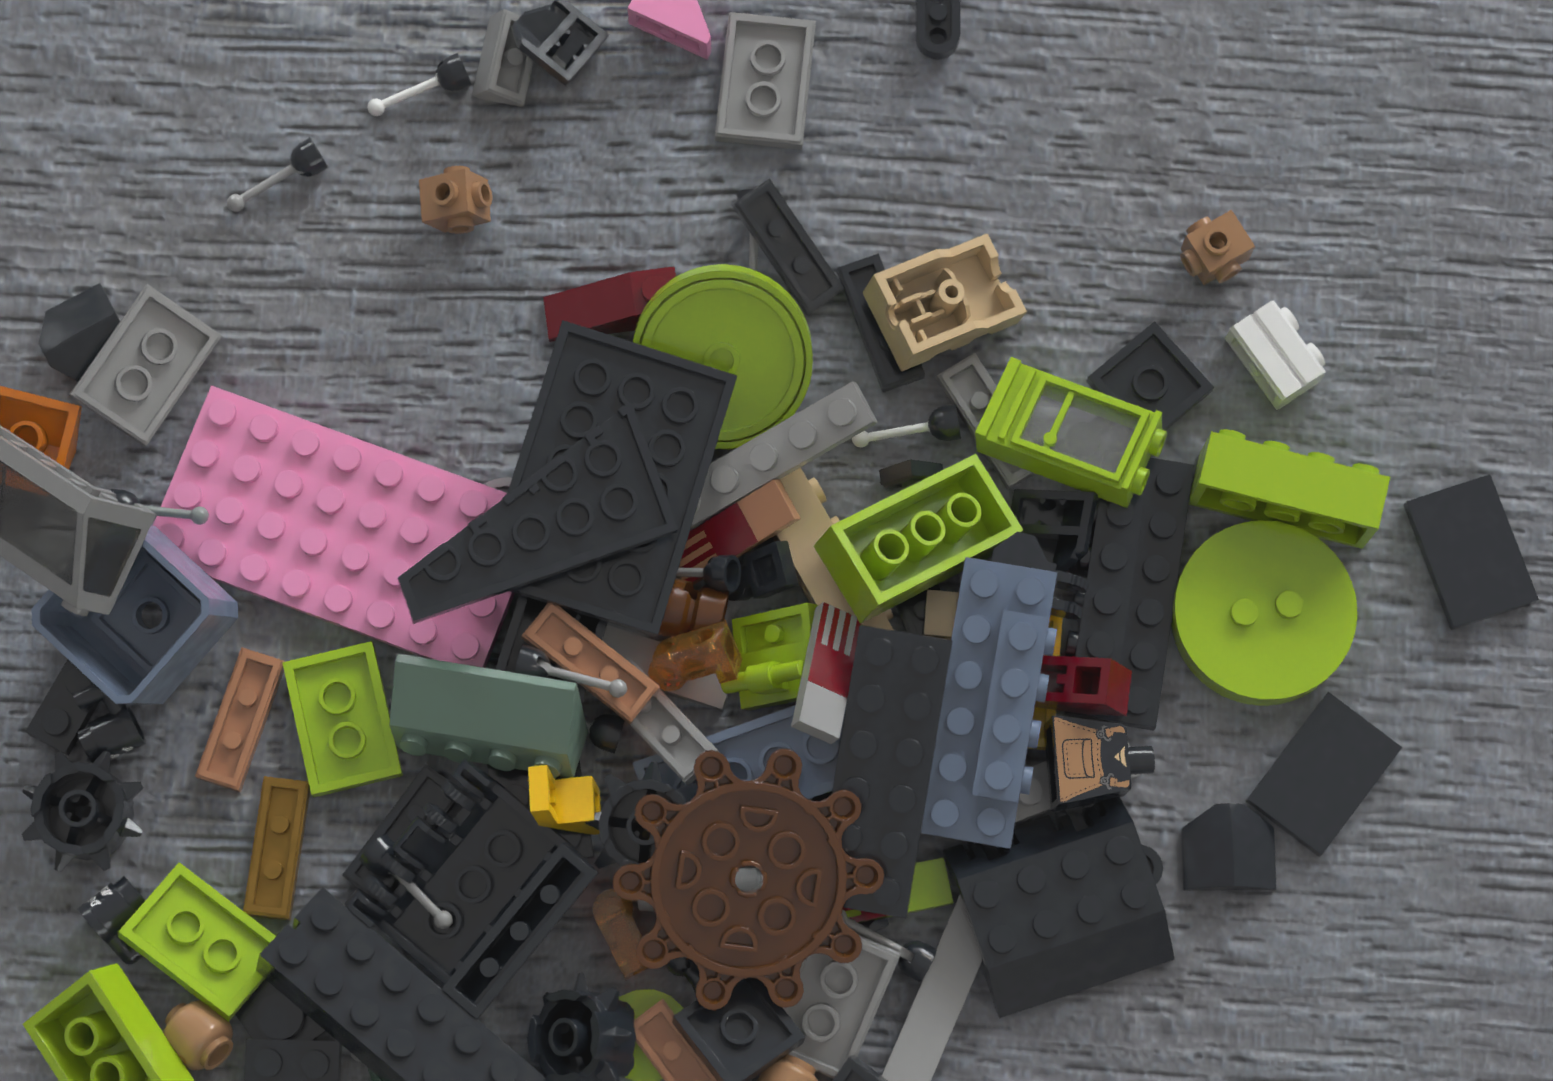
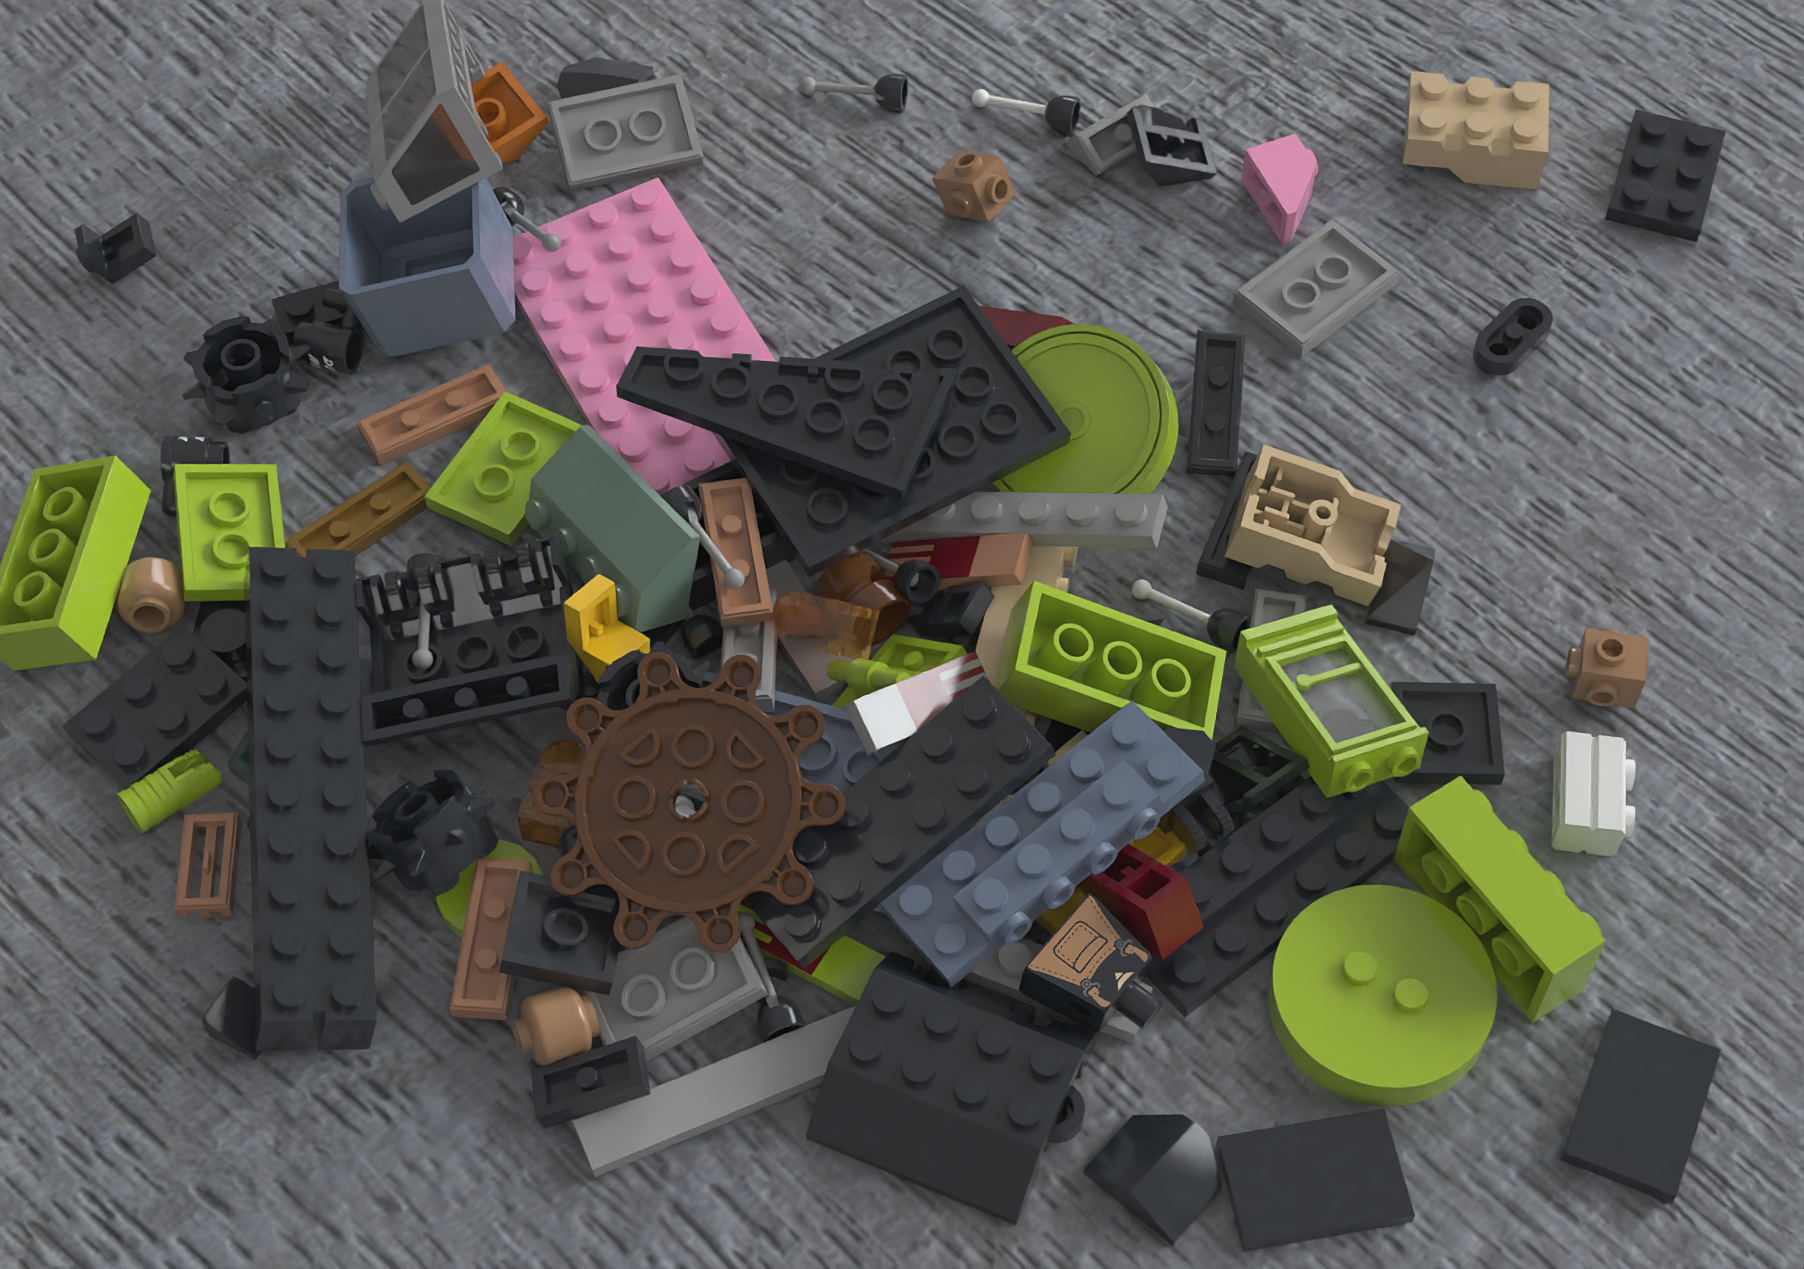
camera: 45 degrees right, 20 degrees down
(1034, 283) = (1403, 587): none -> black slope

